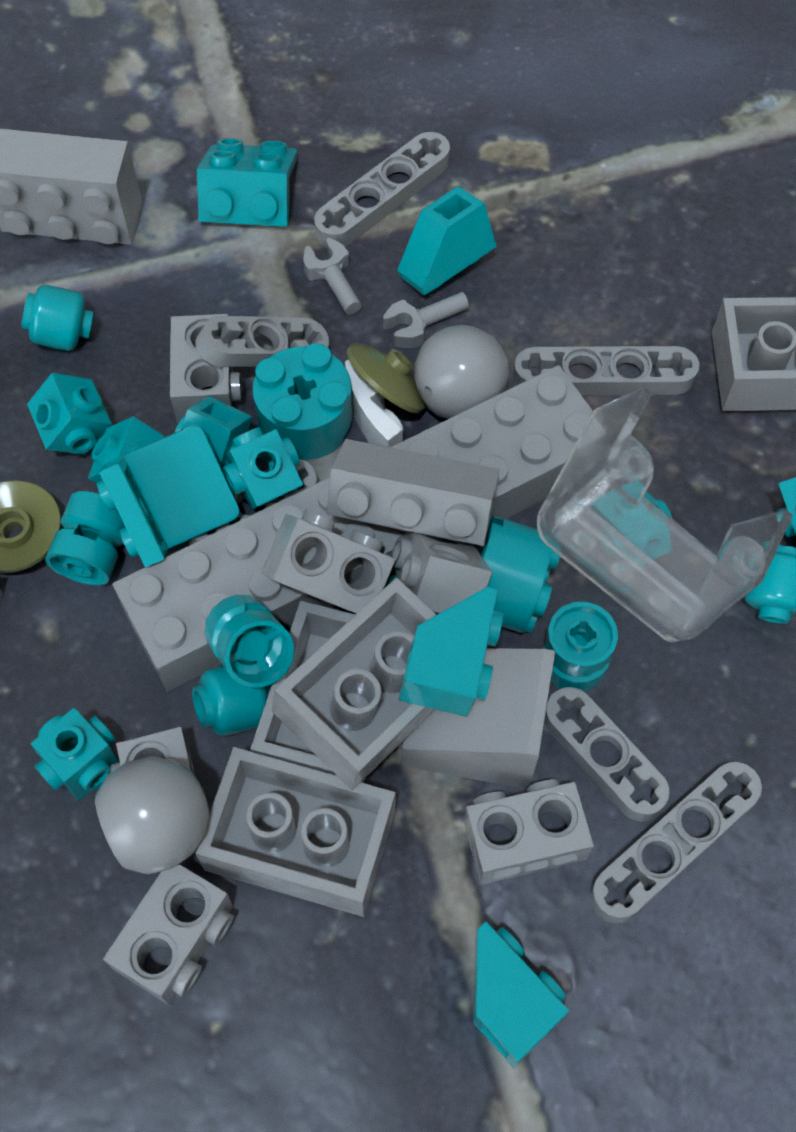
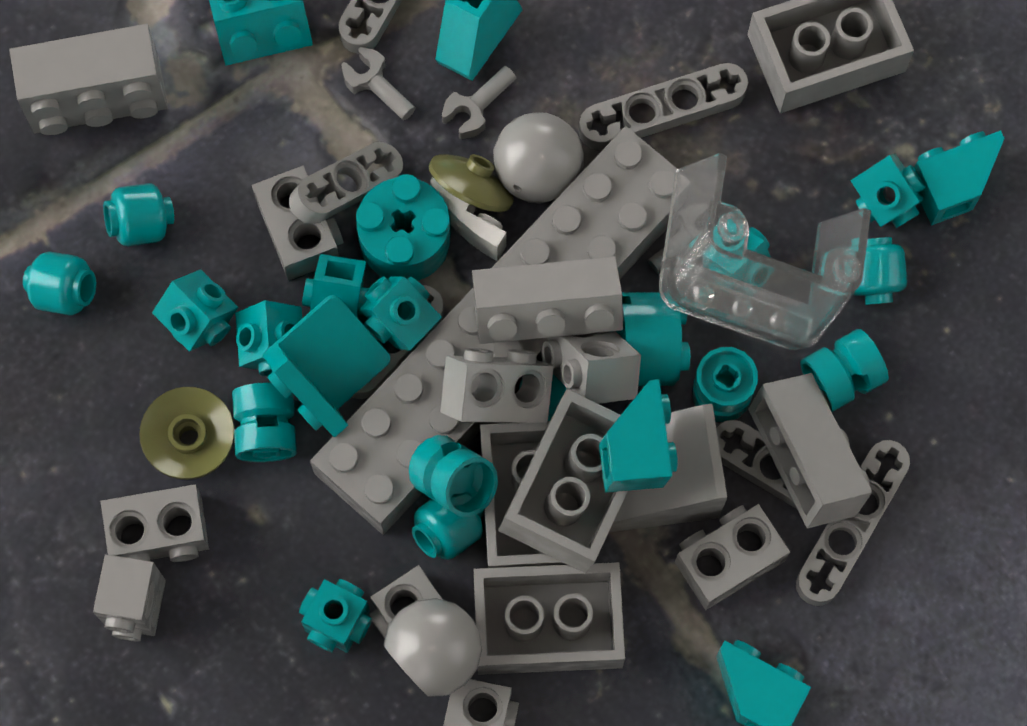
camera: 20 degrees left, 10 degrees up
(651, 745) = (810, 450): none -> light grey brick
(724, 672) = (848, 368): none -> teal wheel

